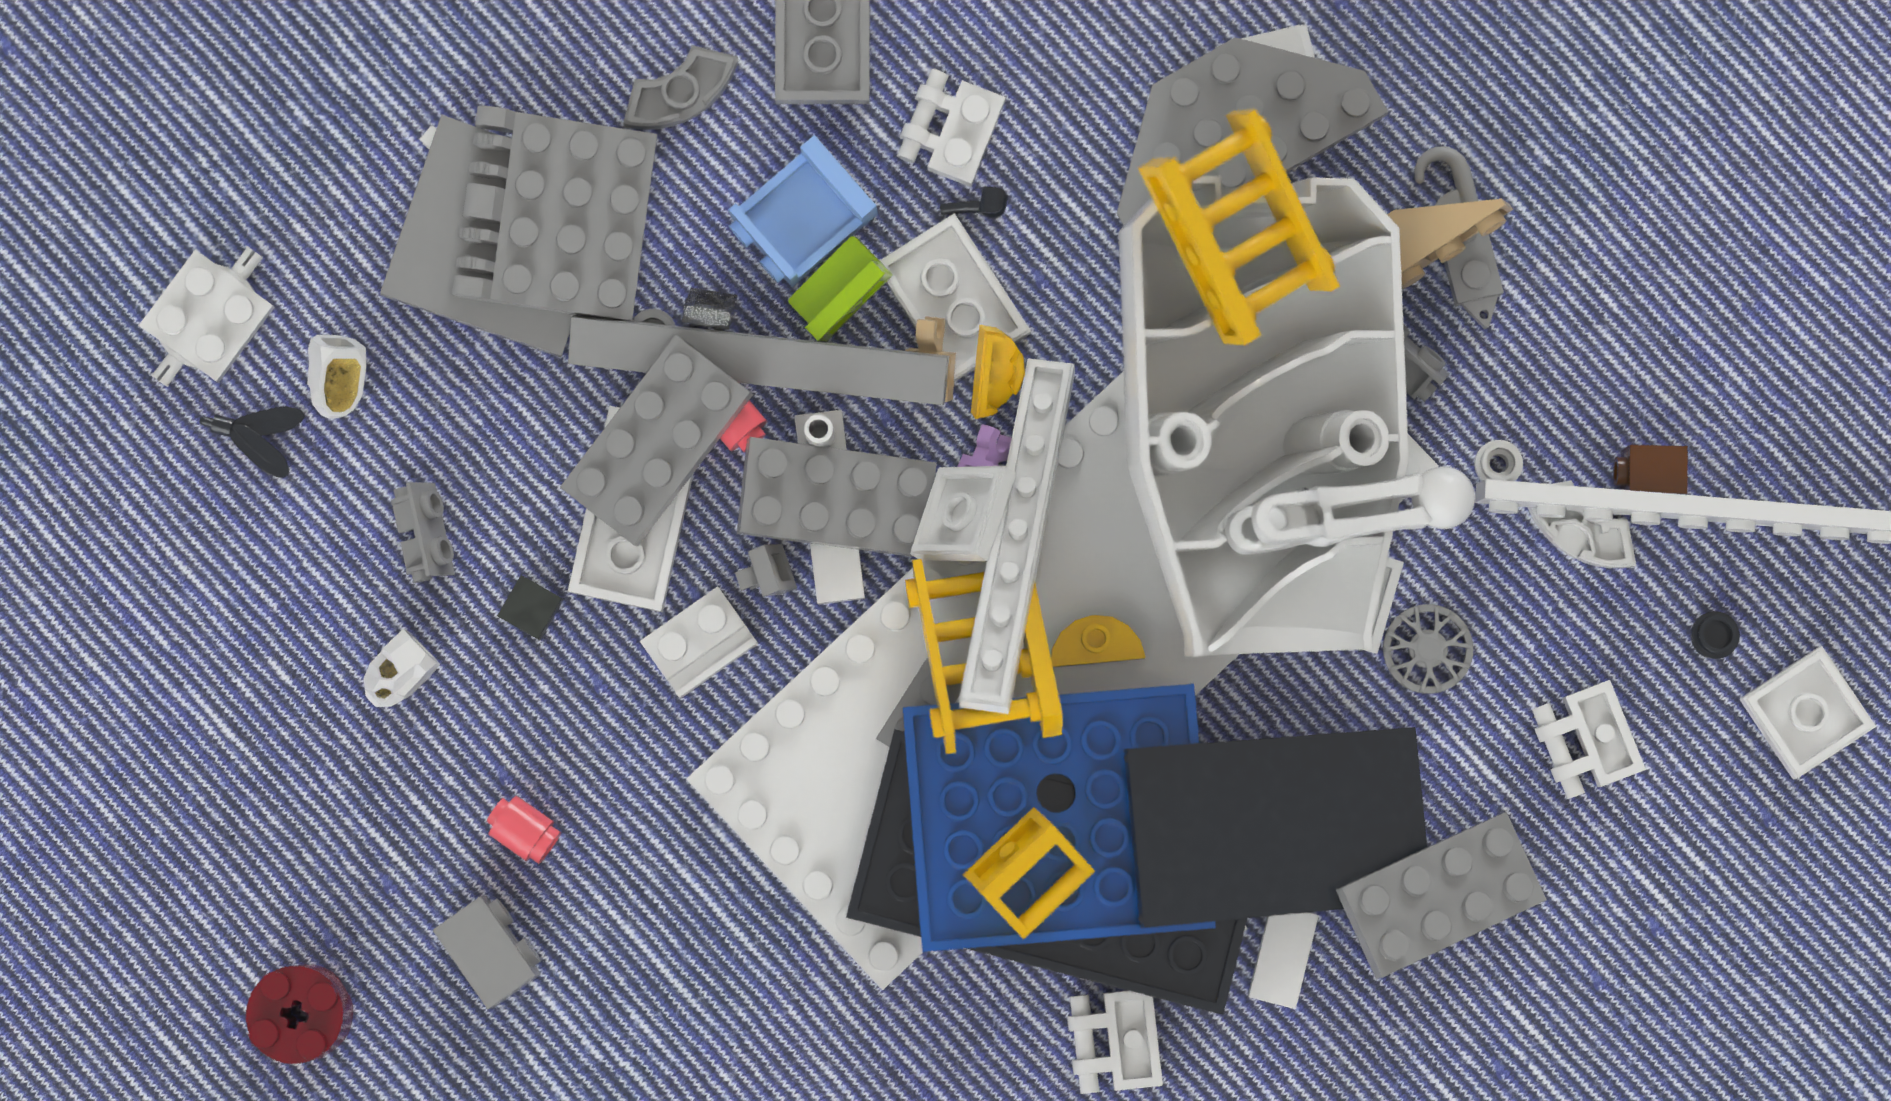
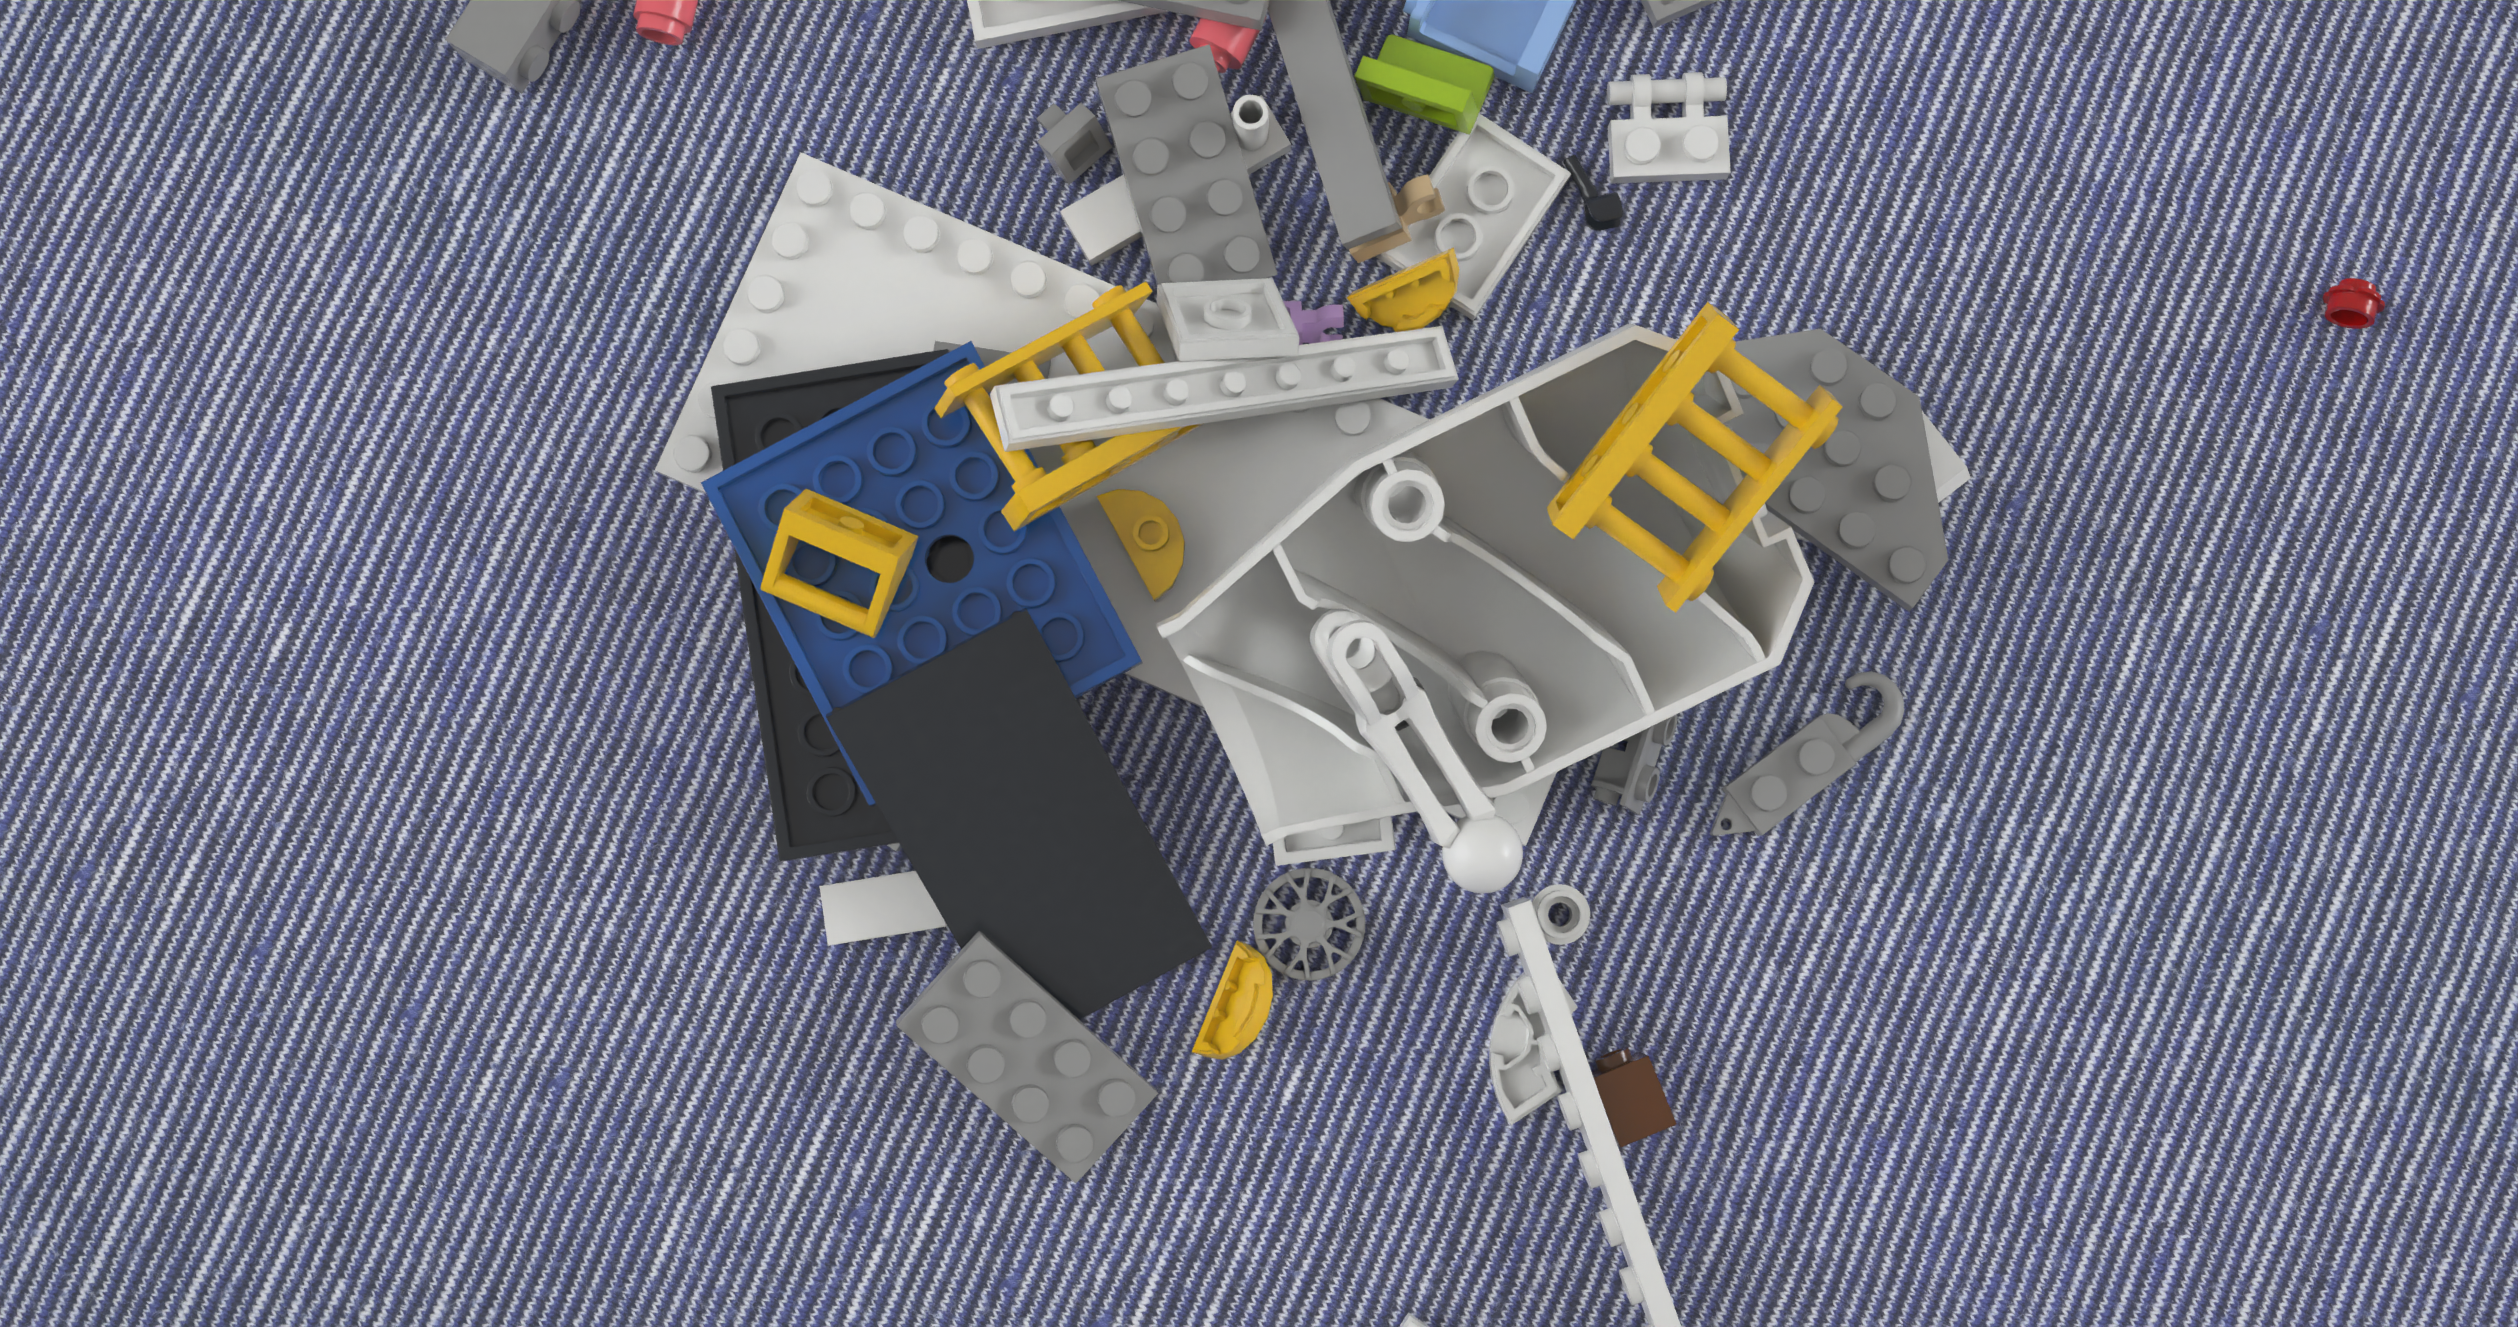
camera: 65 degrees right, 0 degrees up
(699, 642) = (961, 102): white plate -> none
(1131, 1040) = (711, 774): white plate -> none
(1441, 230) = (1795, 724): tan slope -> none
(1467, 726) = (1238, 1005): none -> yellow plate
(1602, 735) = (1296, 1167): white plate -> none
(1715, 635) = (1470, 1252): black plate -> none

